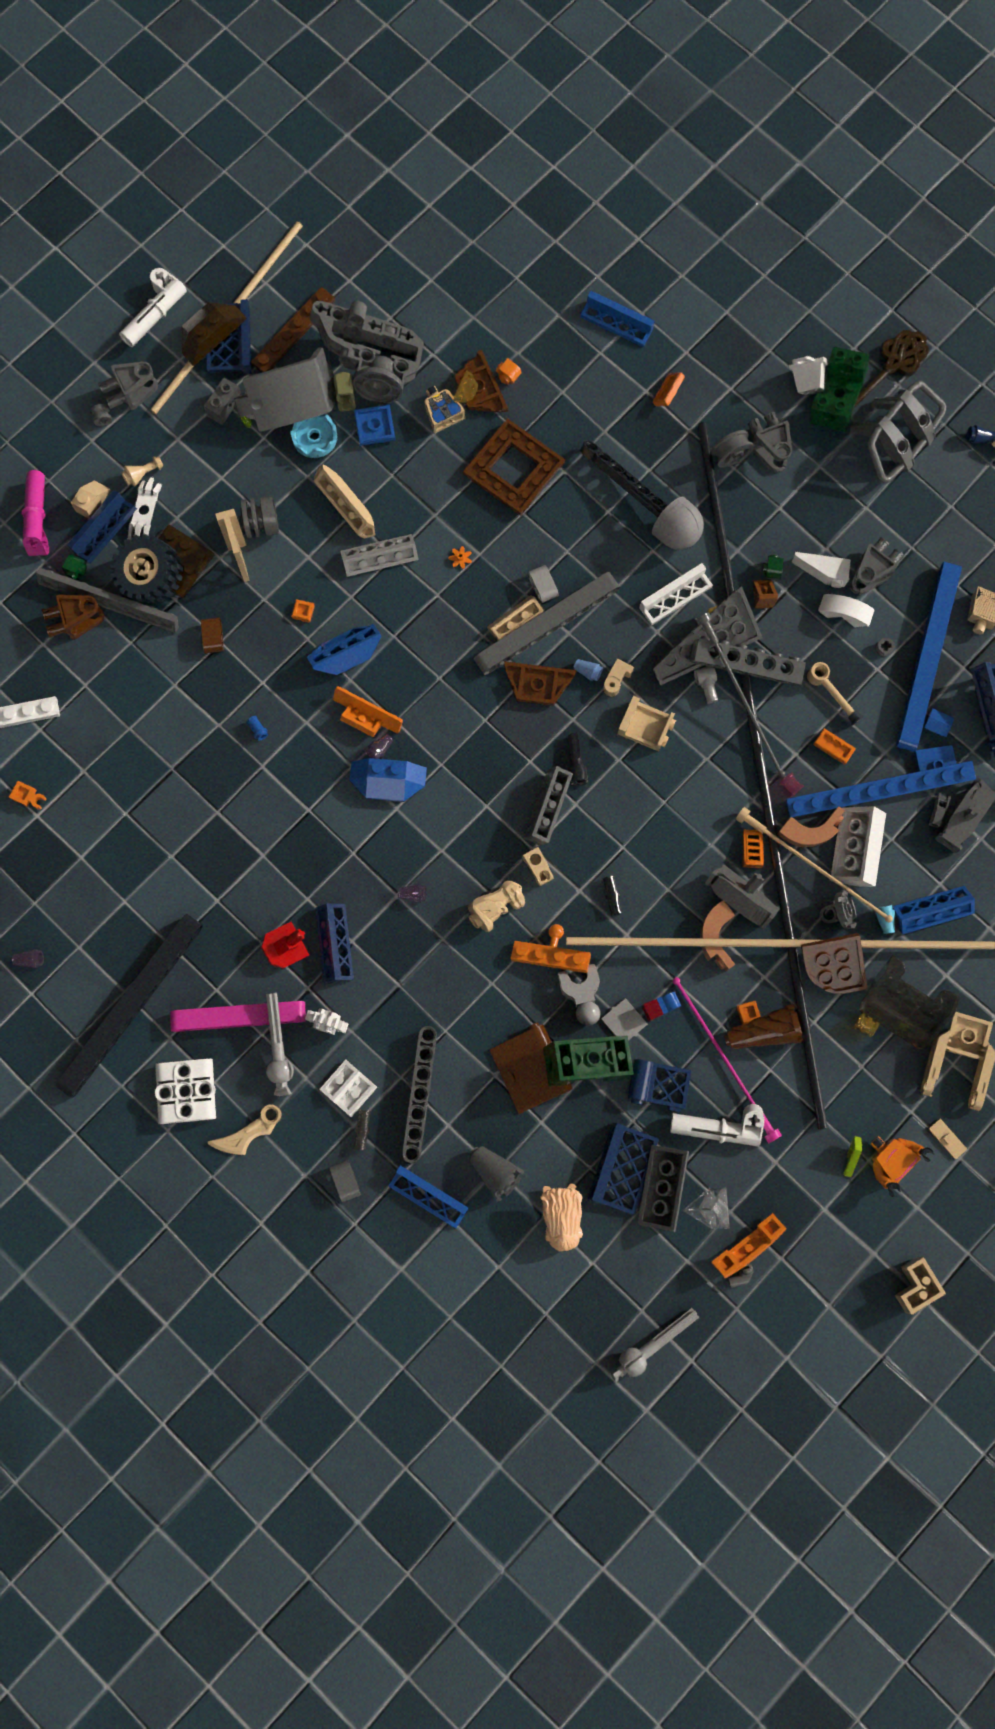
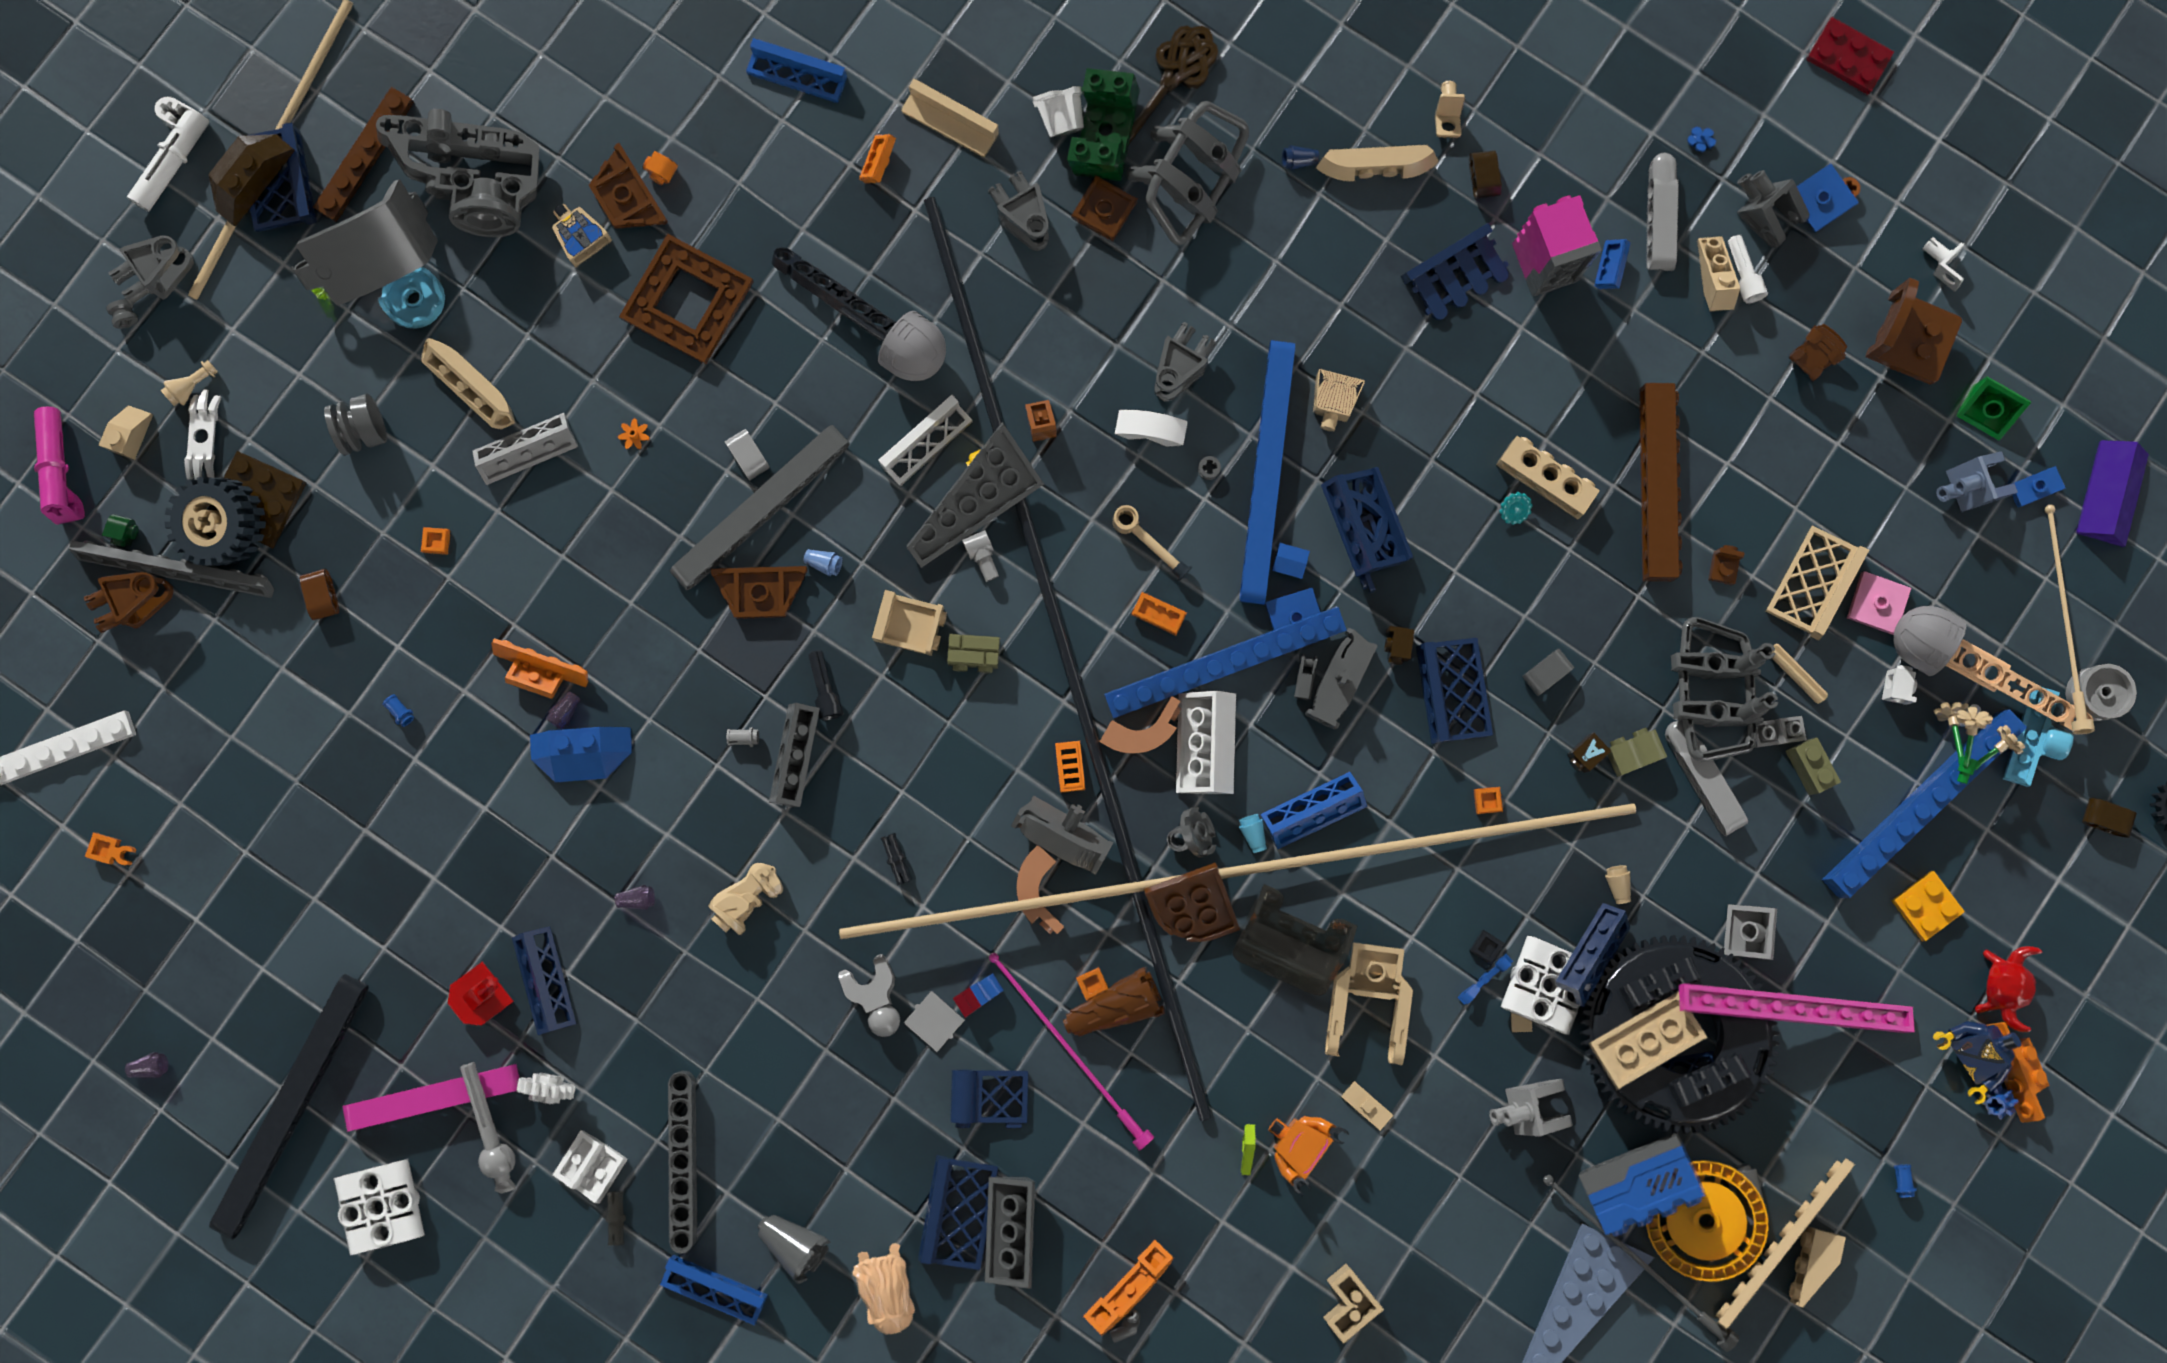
camera: 10 degrees left, 5 degrees up
(99, 525) = (144, 467): dark blue fence -> none
(221, 401) = (277, 273): dark grey brick -> none
(233, 537) = (323, 467): tan fence -> none
(239, 1141) = (460, 1258): tan piece -> none
(344, 391) = (442, 232): olive brick -> none
(345, 650) = (496, 588): blue wedge -> none
(345, 1181) = (603, 1288): dark grey beam -> none
(374, 425) = (492, 270): blue plate -> none
(467, 388) = (606, 202): clear yellow tile -> none
(510, 787) = (743, 737): none -> light grey pin
(515, 618) = (718, 506): tan slope -> none
(526, 1061) = (821, 1103): reddish brown door -> none
(538, 866) = (793, 837): tan leg -> none
(551, 955) = (826, 952): orange plate -> none
(569, 1060) = (864, 1091): dark green plate -> none
(615, 677) = (860, 566): tan leg -> none
(692, 752) = (973, 652): none -> olive brick
(704, 621) = (959, 479): dark grey piece -> none
(711, 1208) = (1075, 1246): clear slope -> none
(722, 1130) = (1077, 1143): white piece -> none
(725, 369) = (950, 118): none -> tan panel
(732, 448) = (971, 230): dark grey wheel -> none
(744, 816) = (1052, 726): tan piece -> none
(773, 567) = (1048, 383): dark green plate -> none
(791, 784) = (1109, 674): clear pink bush -> none
(794, 667) = (1090, 529): dark grey brick -> none
(827, 569) = (1121, 375): white slope -> none
(830, 449) = (1104, 208): none -> reddish brown plate
(866, 1024) = (1244, 976): clear yellow bush -> none

